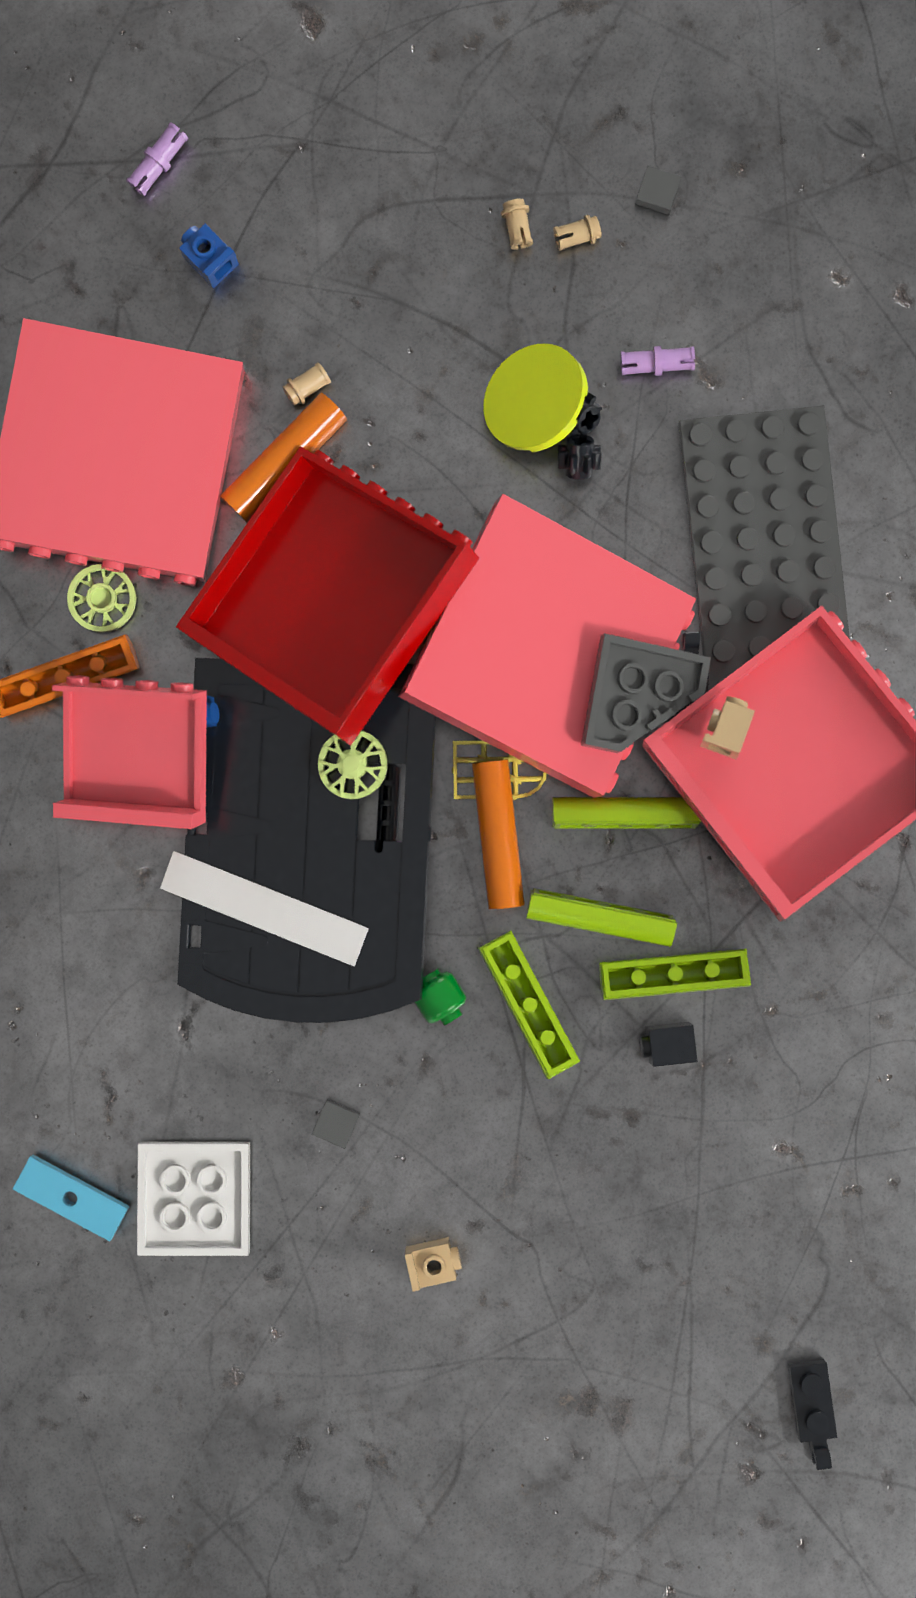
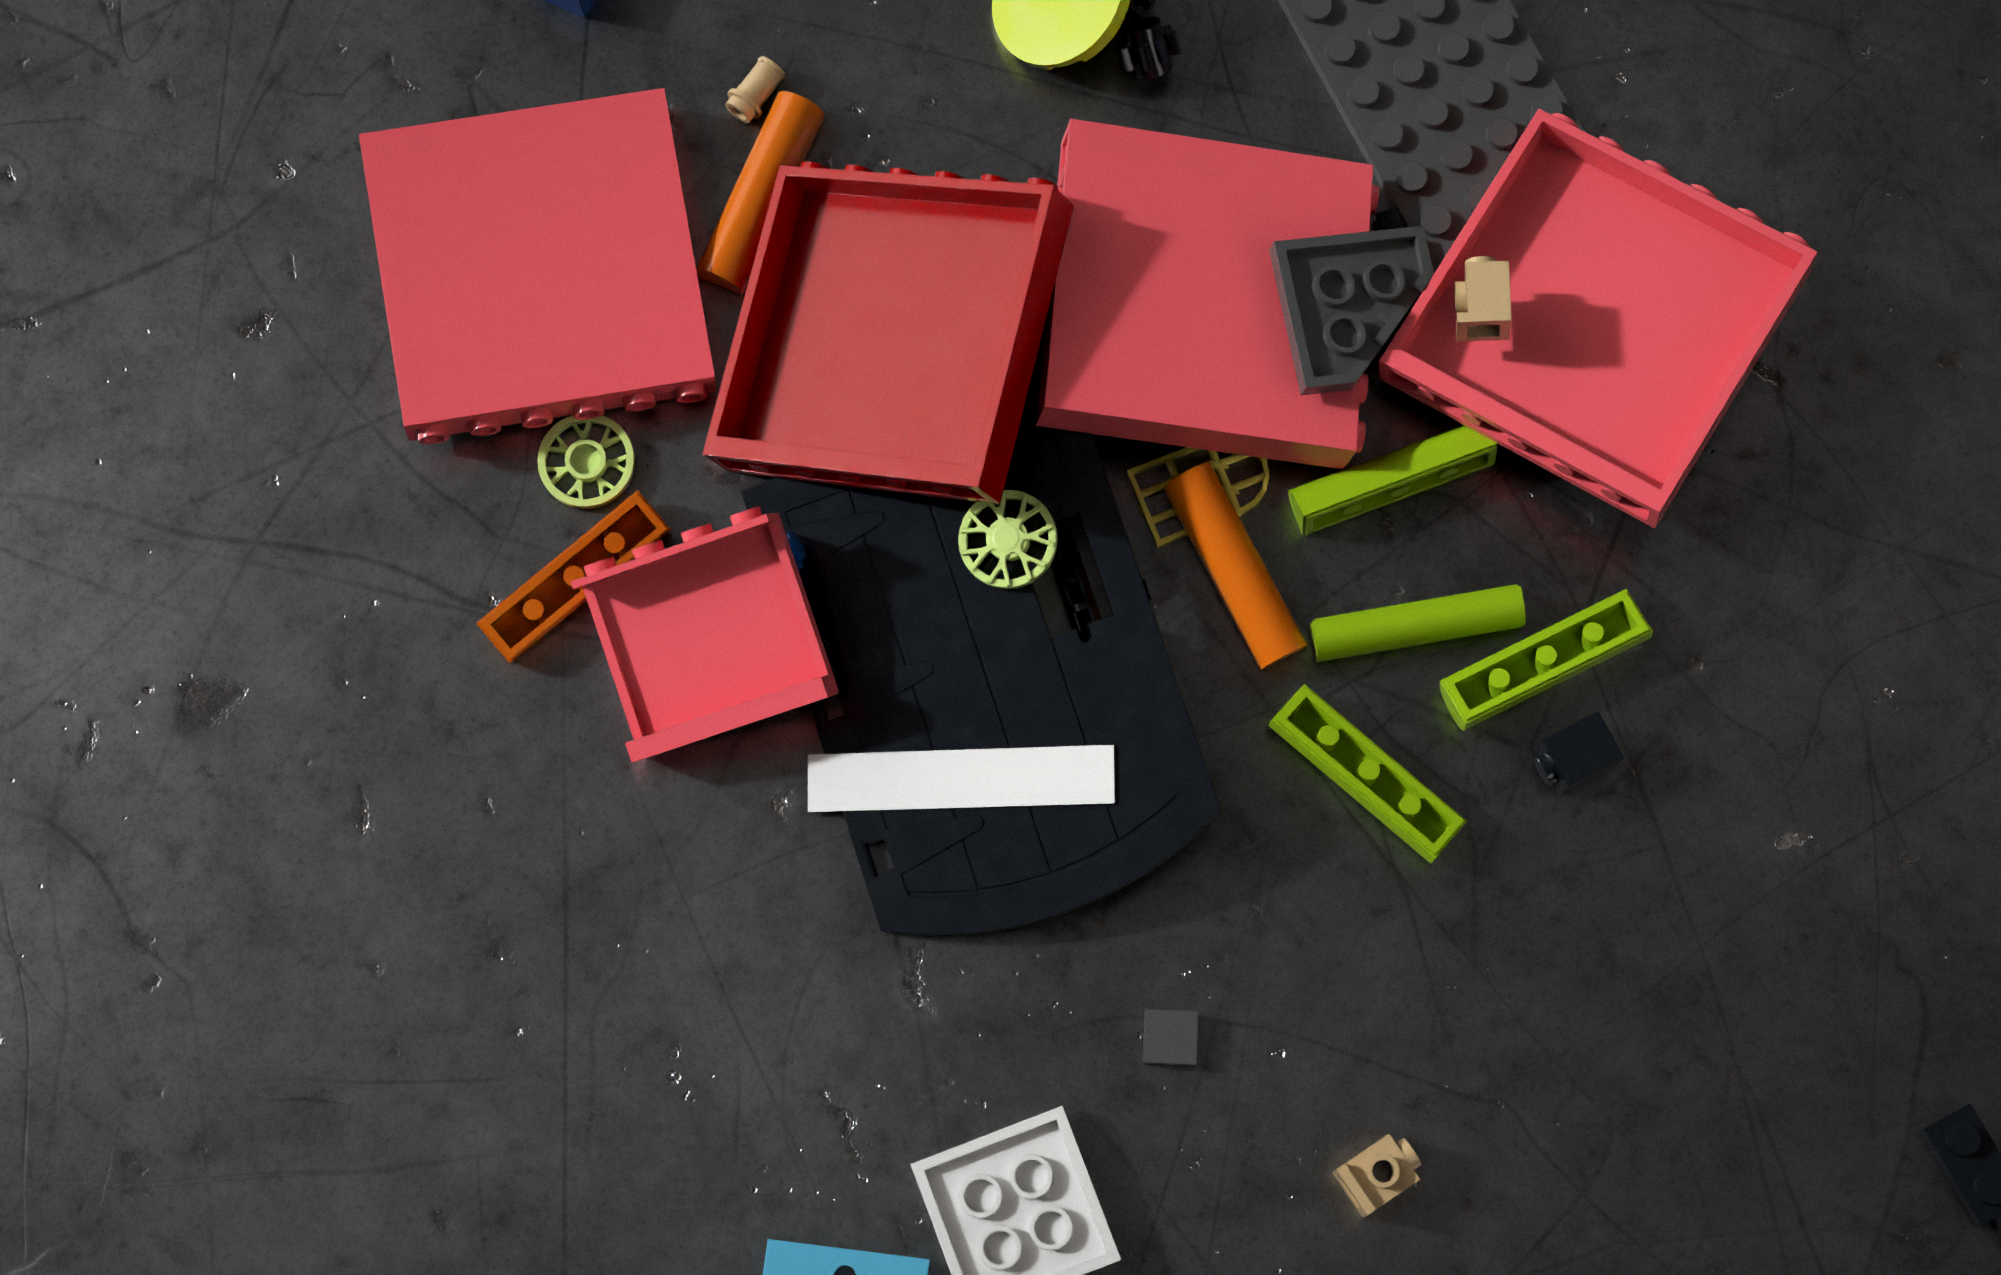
camera: 20 degrees left, 10 degrees down
(441, 997) = (1247, 809): green head -> none

